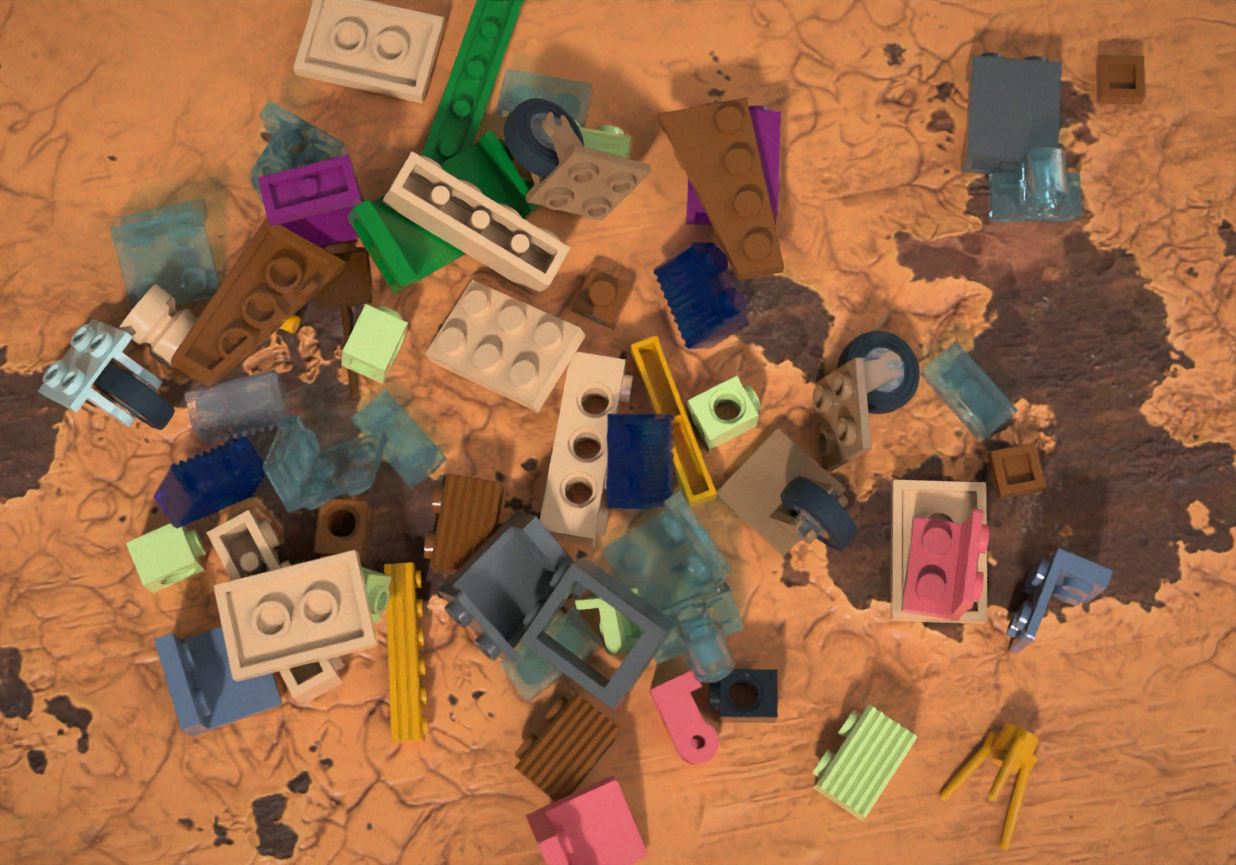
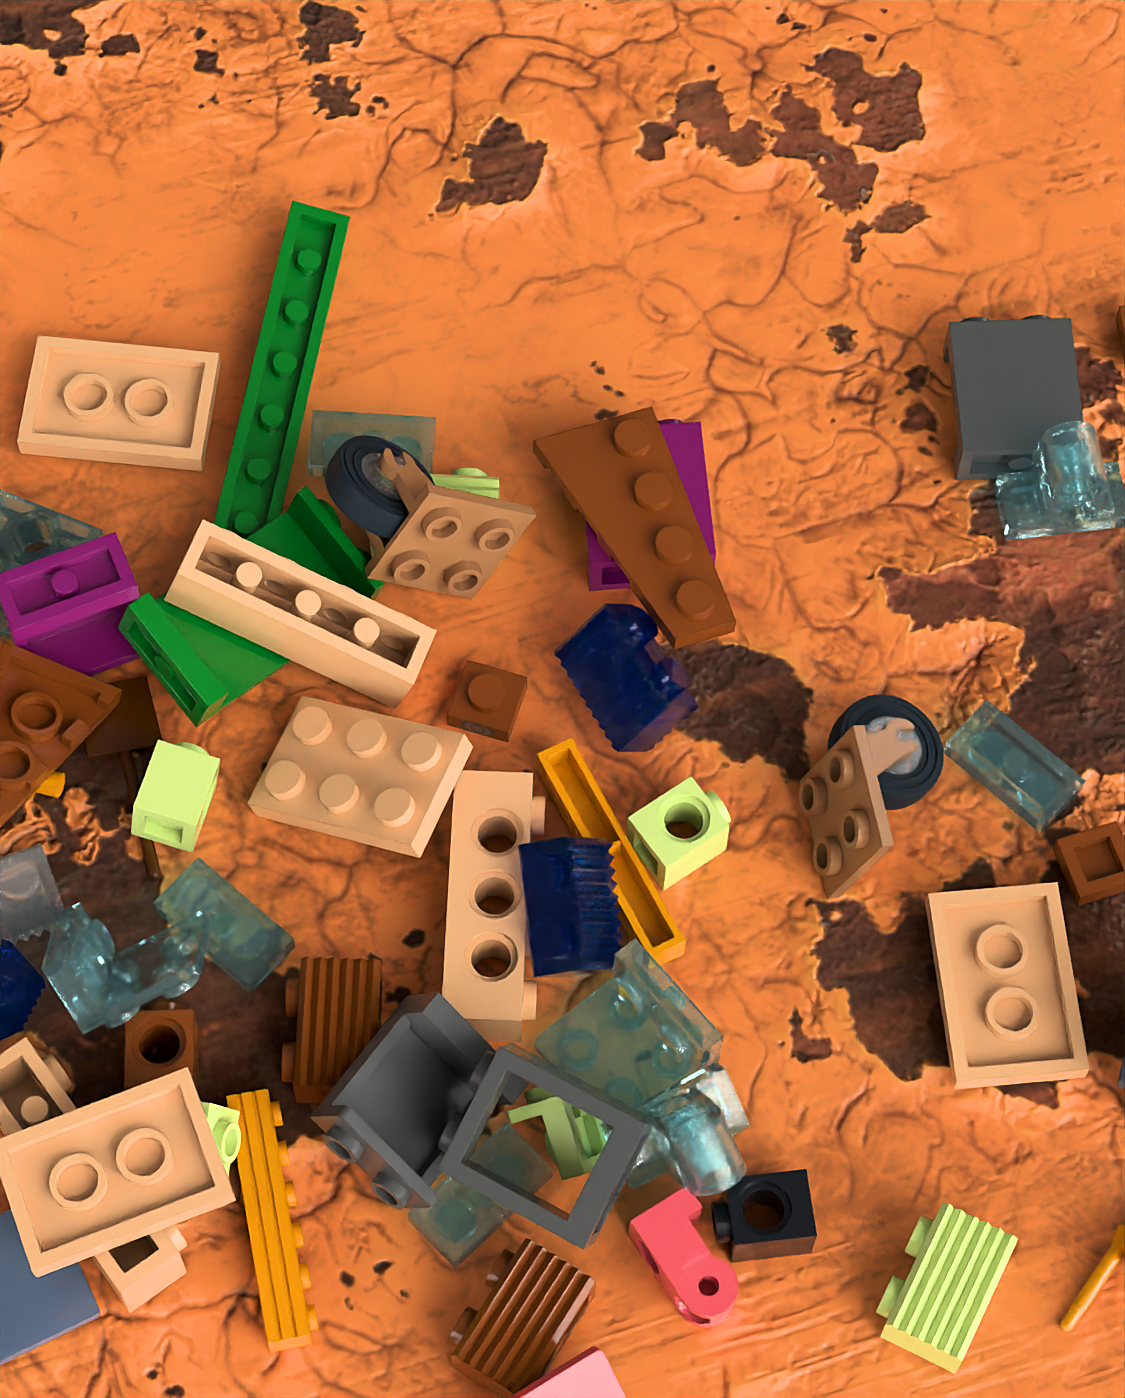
camera: 10 degrees left, 10 degrees down
(789, 497) = (787, 937): medium nougat plate -> none
(943, 566) = (1020, 998): coral bracket -> none

